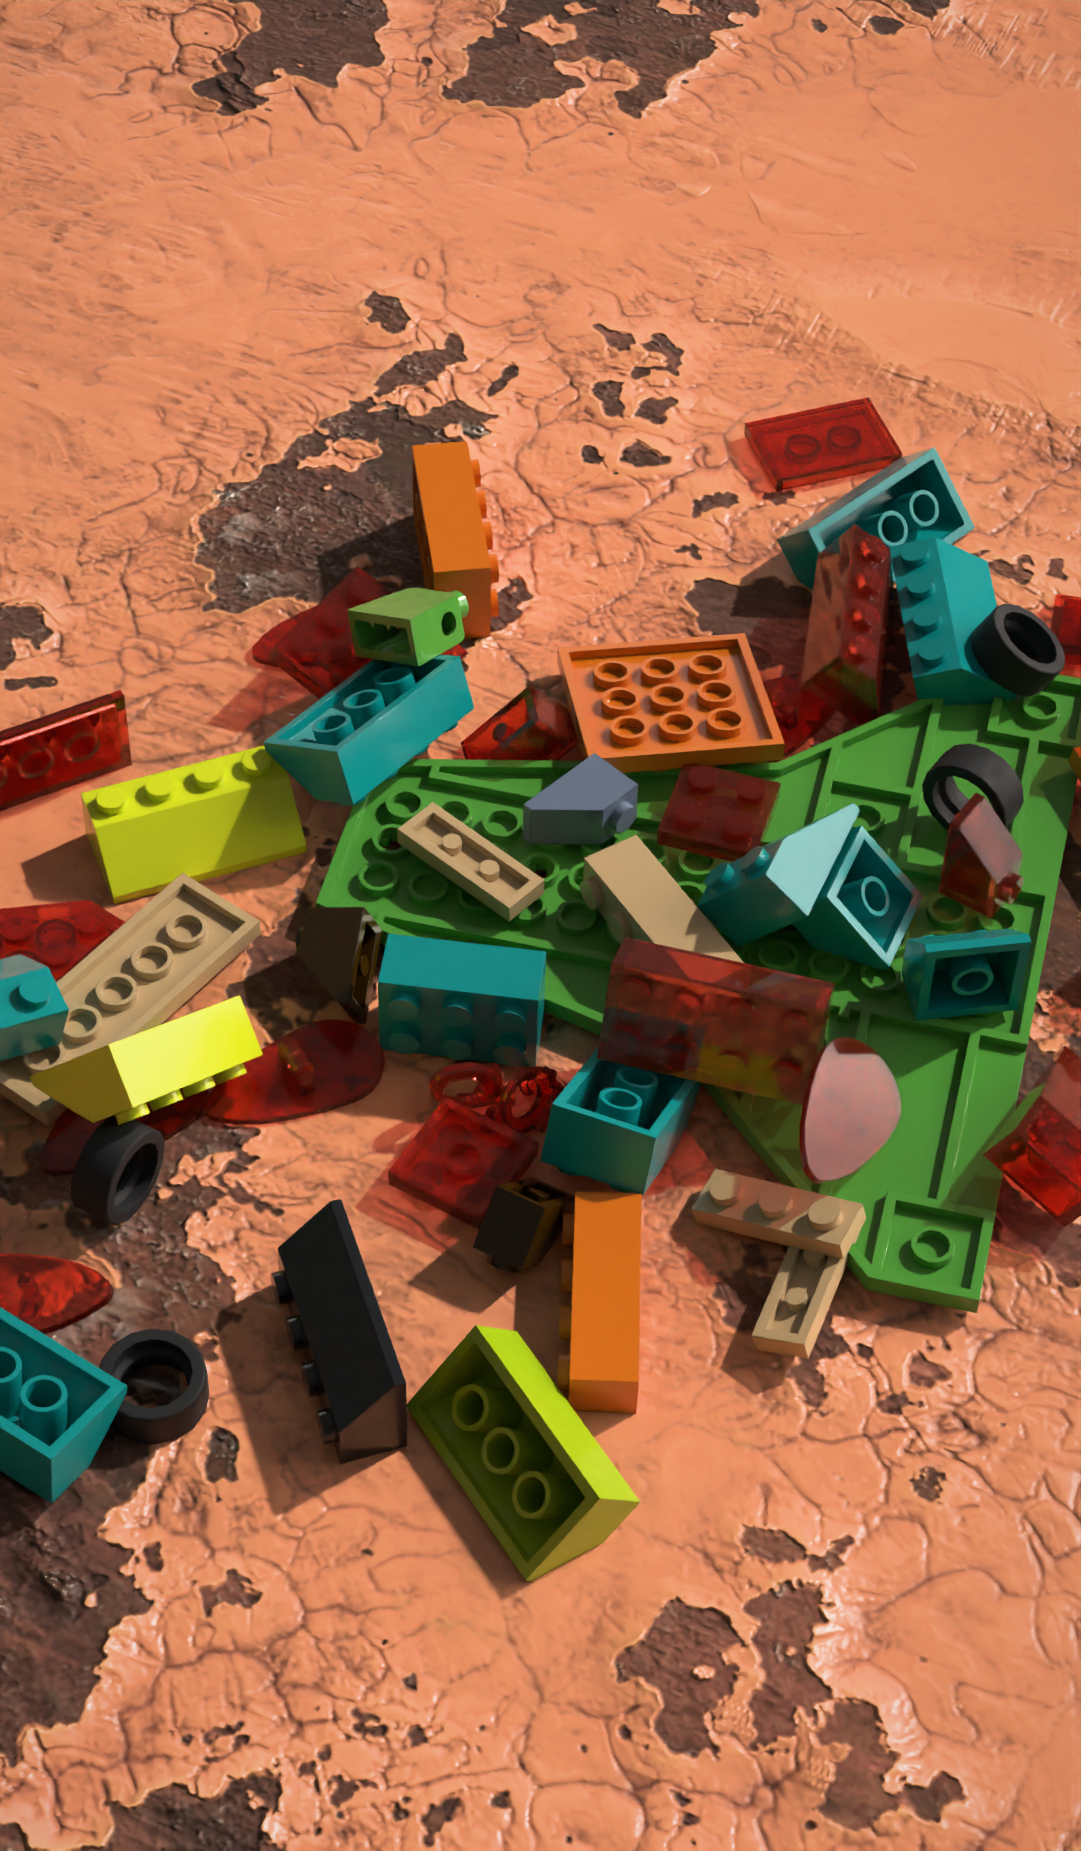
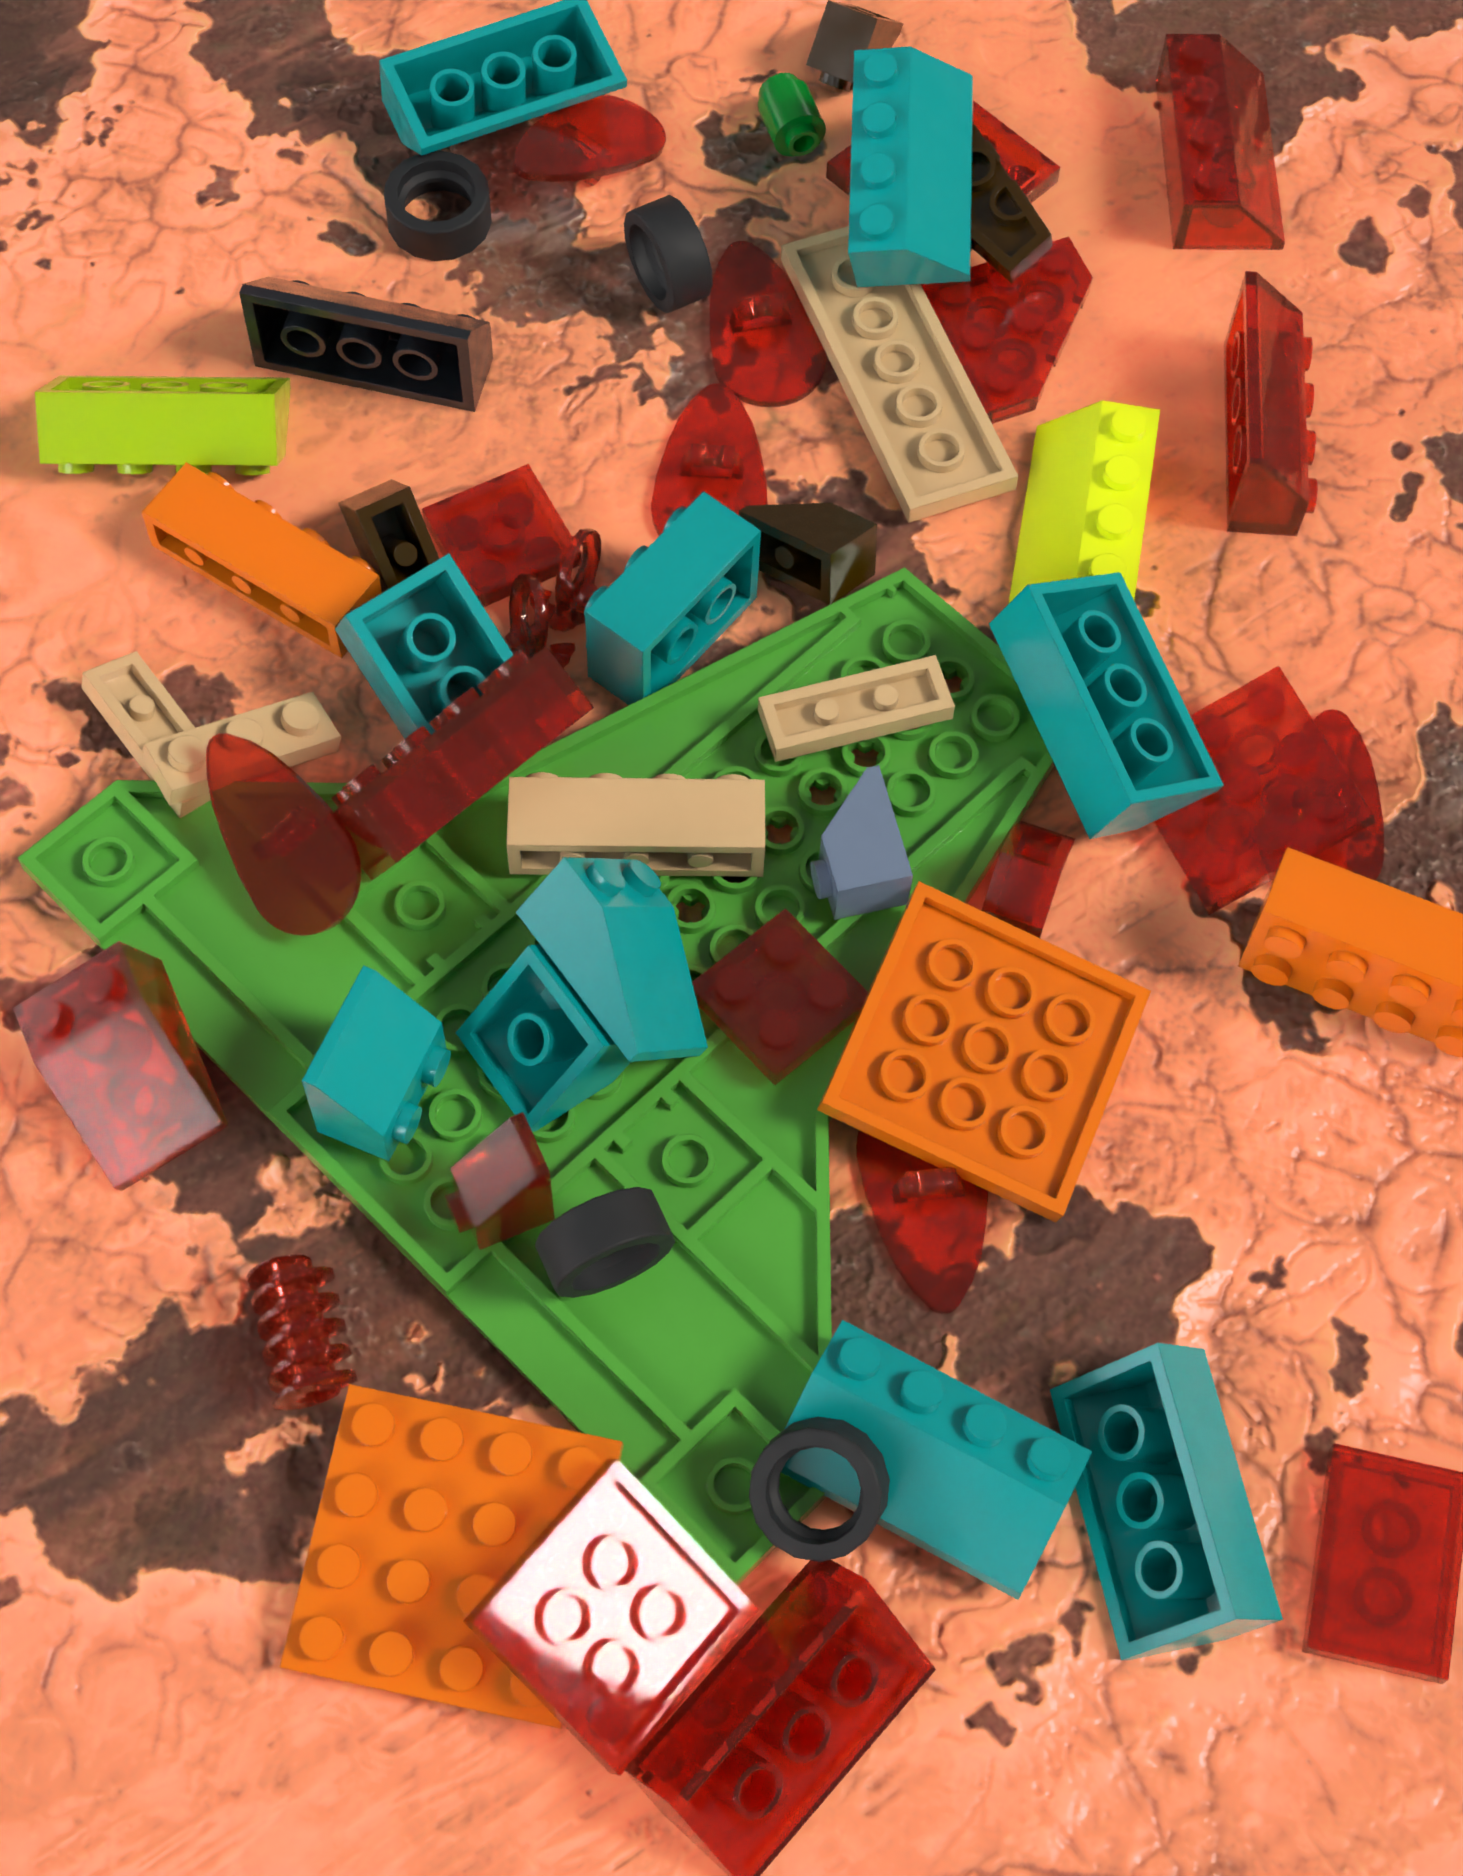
camera: 120 degrees right, 15 degrees up
(155, 1065) = (751, 300): neon yellow slope -> none
(427, 622) = (1218, 792): bright green torso -> none
(850, 626) = (971, 1311): clear red slope -> none

